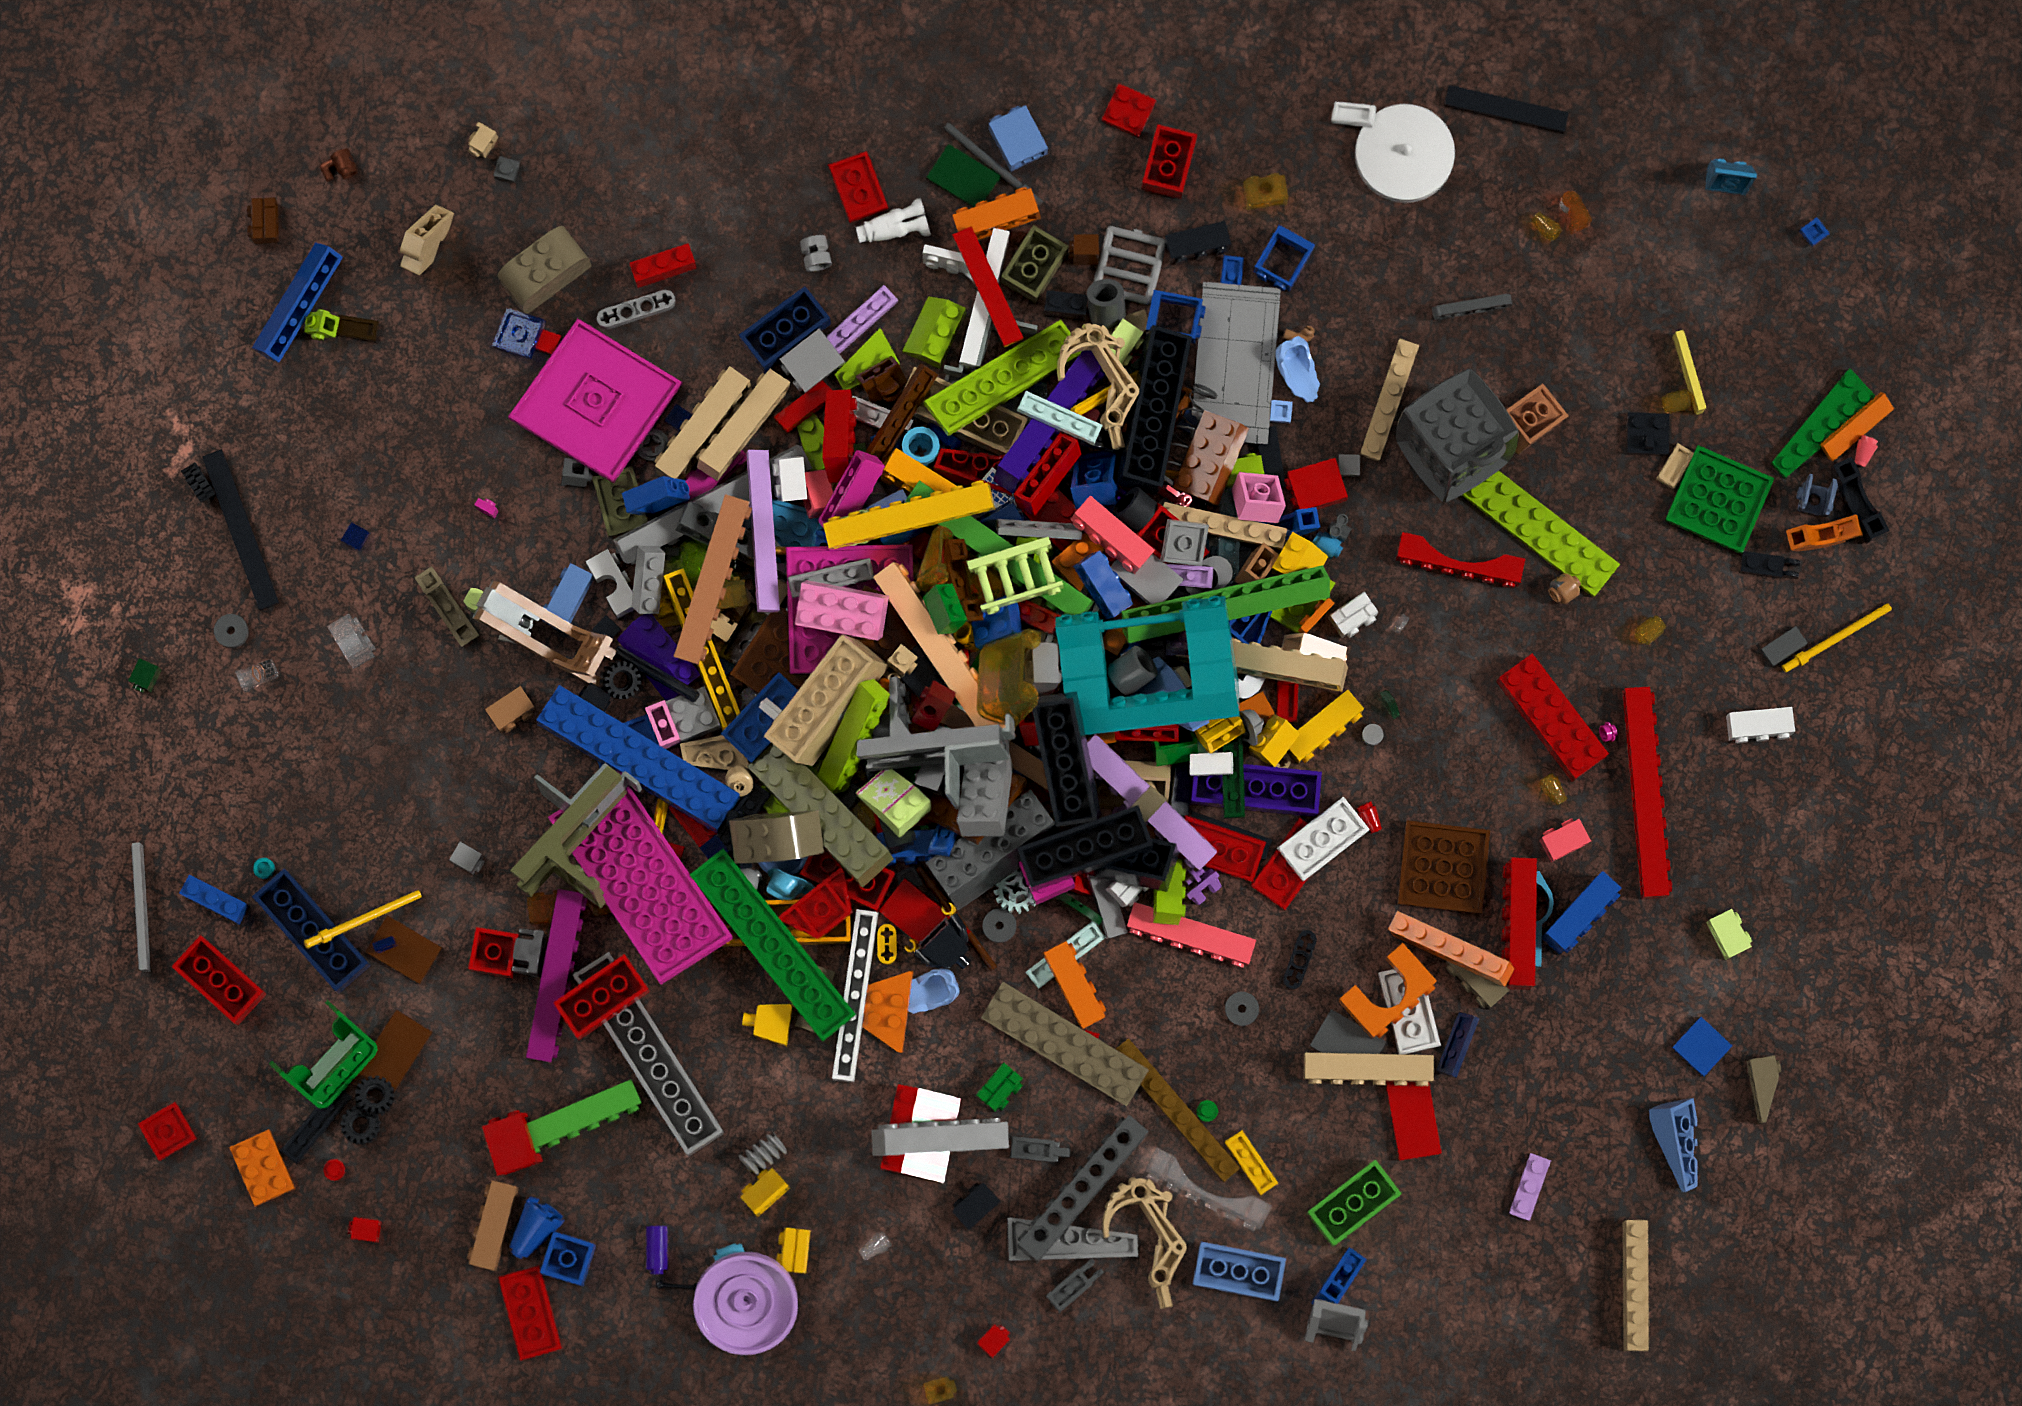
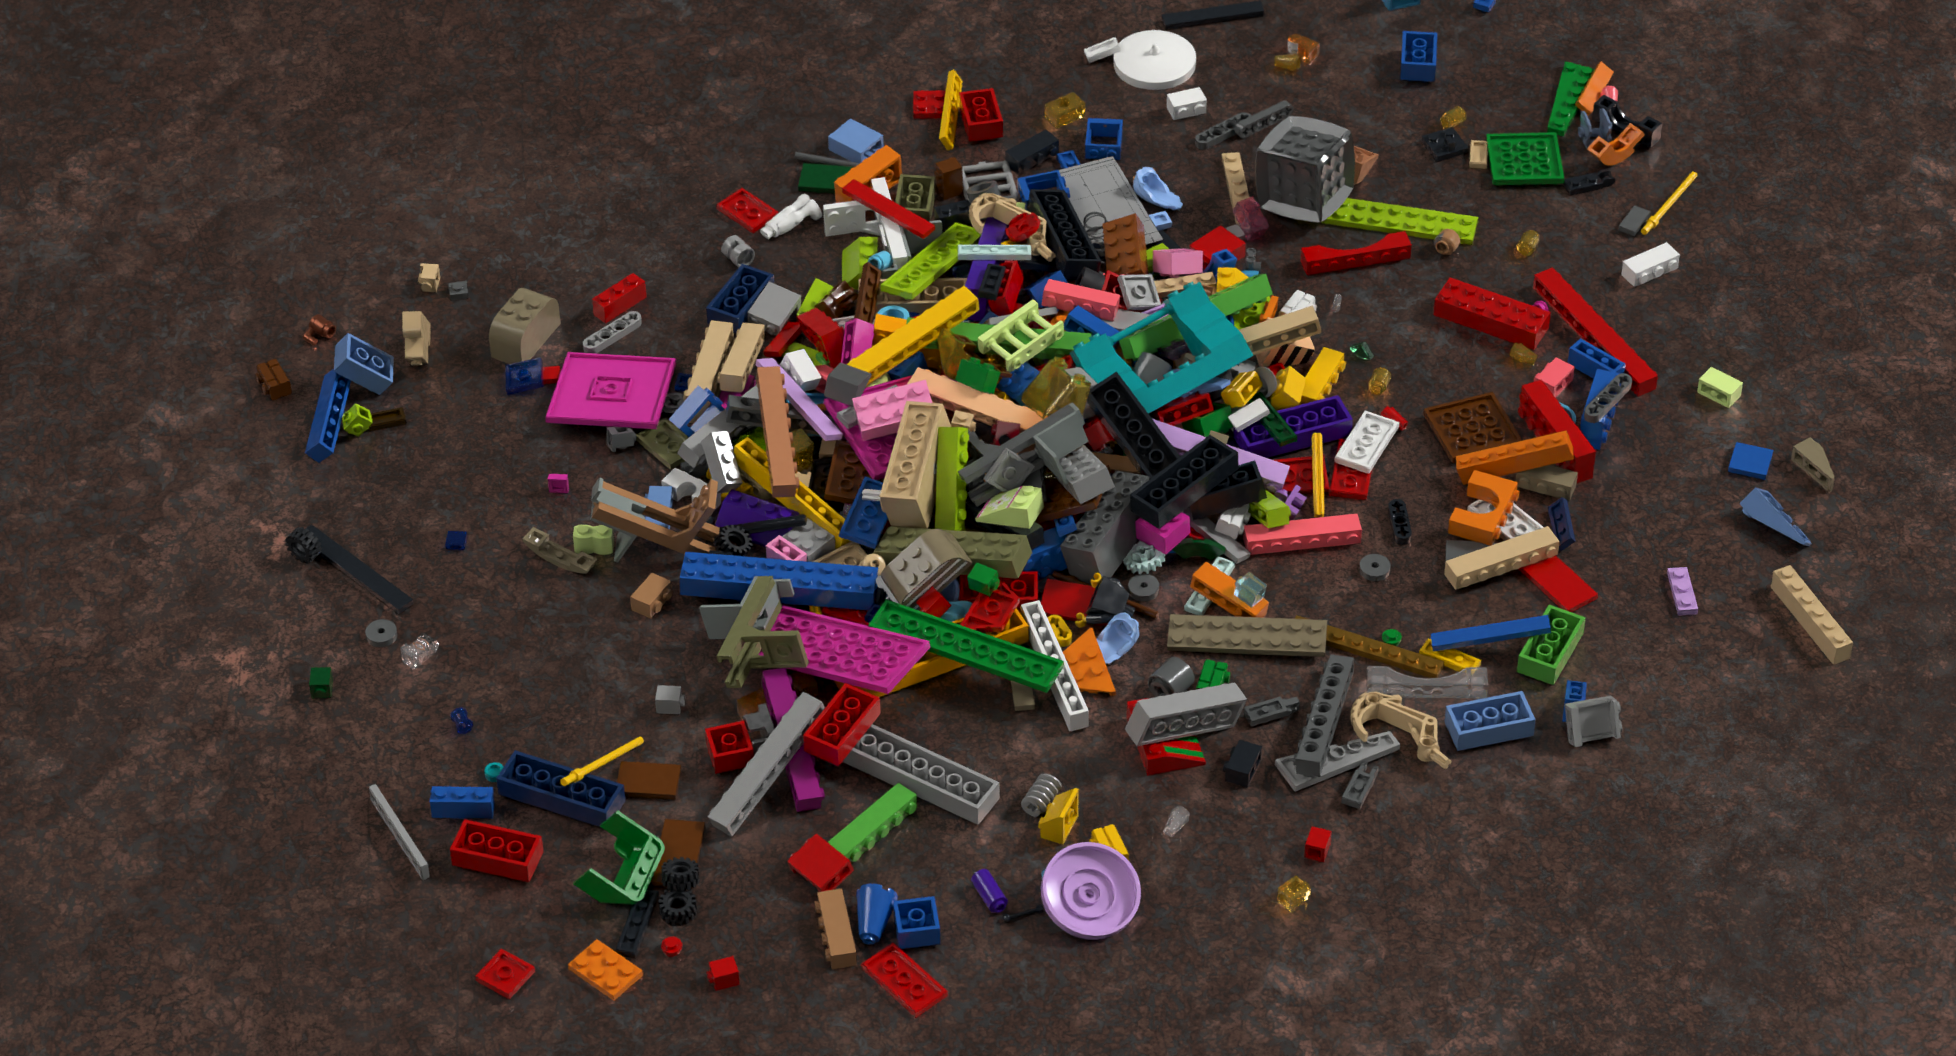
camera: 20 degrees left, 35 degrees down
(258, 789) = (462, 720): none -> clear blue bush
(349, 637) = (491, 594): clear brick -> none
(355, 255) = (363, 364): none -> medium blue brick
(384, 944) = (631, 774): clear blue tile -> none
(512, 1005) = (765, 765): none -> light grey brick
(767, 874) = (933, 603): none -> red brick
(770, 1022) = (994, 710): yellow torso -> none
(812, 548) = (846, 383): none -> dark grey slope
(824, 880) = (983, 579): none -> green brick
(862, 319) = (801, 274): lavender tile -> none
(909, 762) = (1008, 471): none -> light grey tile
(945, 355) = (881, 260): none -> medium azure brick
(956, 1072) = (1171, 678): none -> dark grey piece
(1030, 470) = (992, 281): none -> black tile
(1089, 1000) = (1250, 589): none -> clear light blue brick
(1106, 396) = (1022, 226): none -> red tile
(1143, 134) = (950, 110): none -> yellow tile
(1245, 866) = (1318, 483): none -> yellow axle
(1298, 1166) = (1490, 633): none -> blue tile
(1372, 462) = (1250, 218): none -> clear pink brick
(1372, 734) = (1361, 374): light grey tile -> none
(1384, 757) = (1379, 380): none -> clear yellow brick
(1401, 244) = (1186, 103): none -> white brick
(1419, 297) = (1206, 138): none -> dark grey beam
(1586, 919) = (1605, 396): none -> dark grey beam
(1617, 844) = (1590, 358): none -> blue brick
(1689, 371) = (1449, 98): light yellow tile -> none
(1690, 290) = (1418, 56): none -> blue brick

